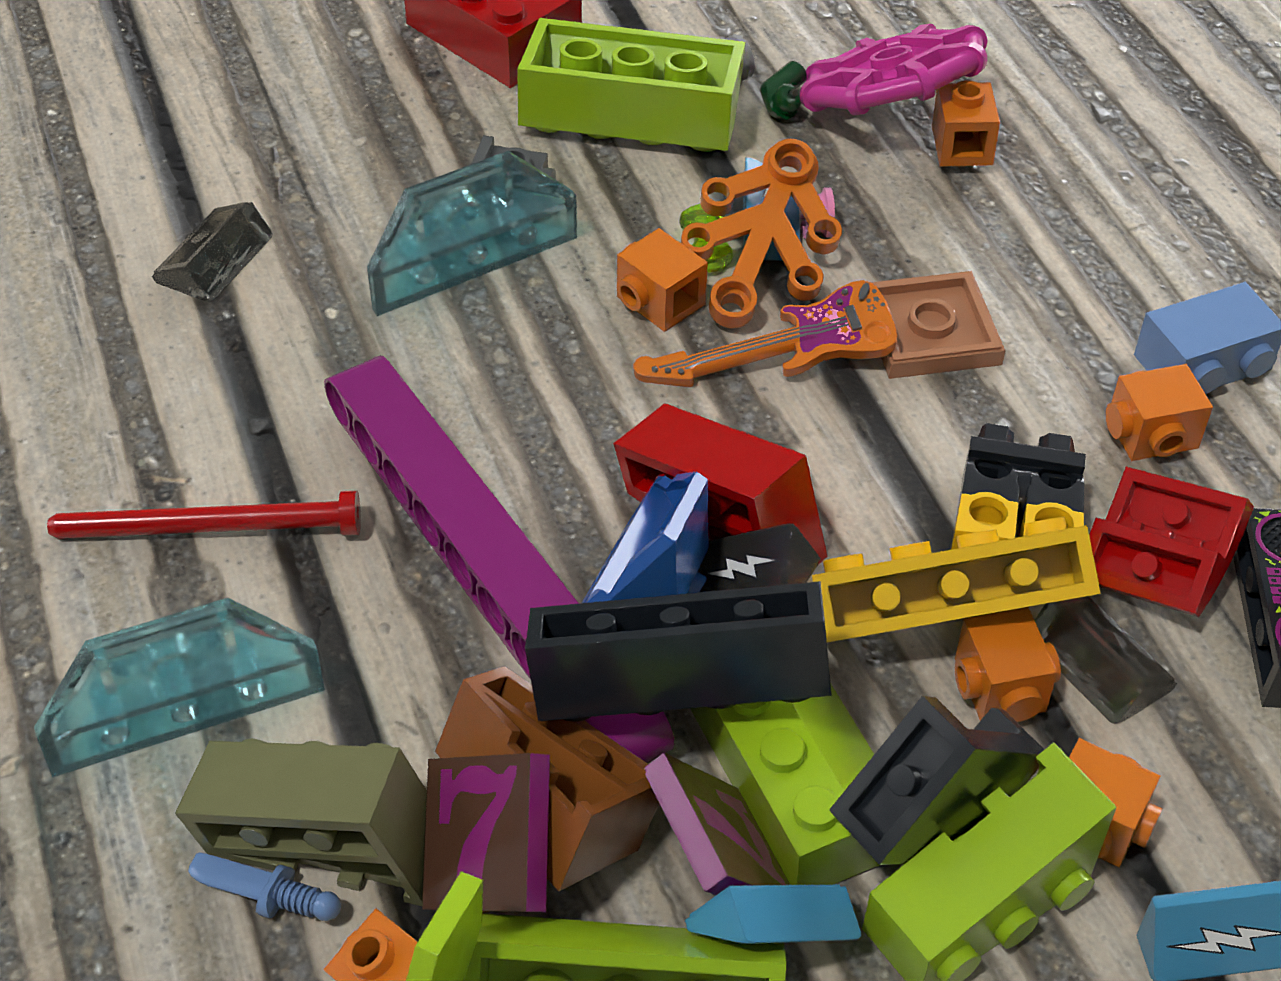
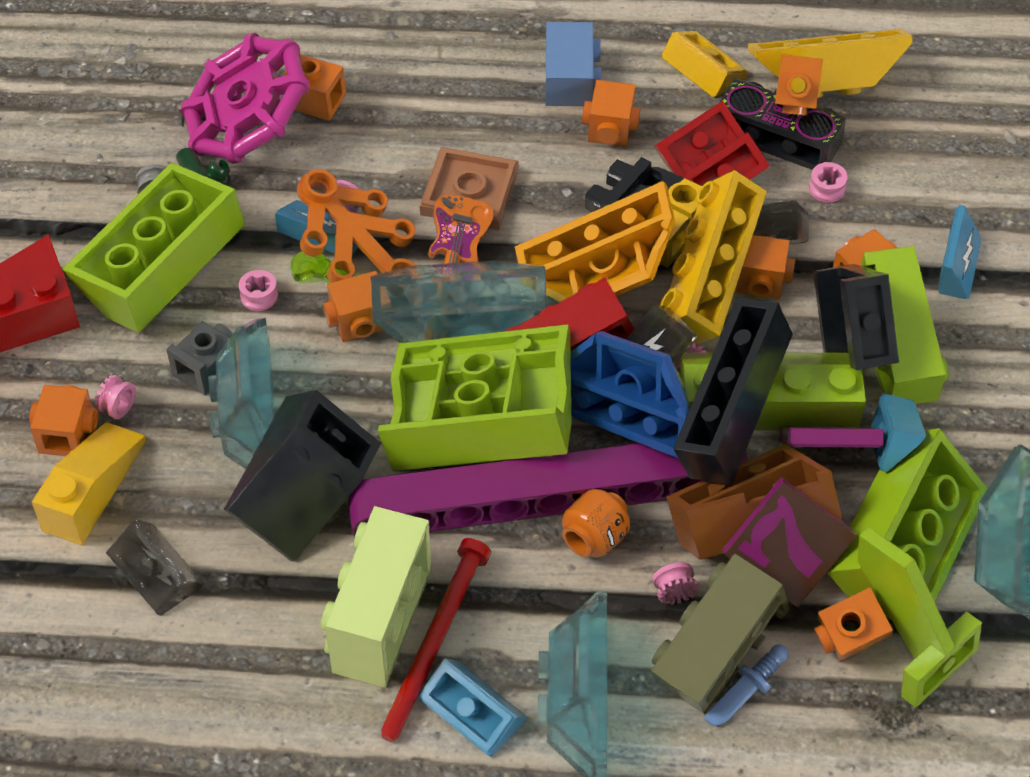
camera: 65 degrees left, 5 degrees up
(128, 586) = (471, 706): none -> dark azure slope
(213, 427) = (377, 596): none -> yellowish green brick
(282, 151) = (85, 482): none -> yellow slope
(357, 294) = (301, 472): none -> black slope
(362, 108) = (62, 419): none -> orange brick
(392, 730) = (675, 582): none -> bright pink bush
(420, 123) = (115, 397): none -> bright pink bush
(440, 614) = (595, 523): none -> orange head
(566, 425) = (480, 399): none -> lime piece
(641, 208) = (258, 300): none -> bright pink bush
(696, 339) = (456, 299): none -> clear light blue wedge
(886, 460) = (613, 242): none -> light orange wedge
(1238, 692) = (833, 173): none -> bright pink bush

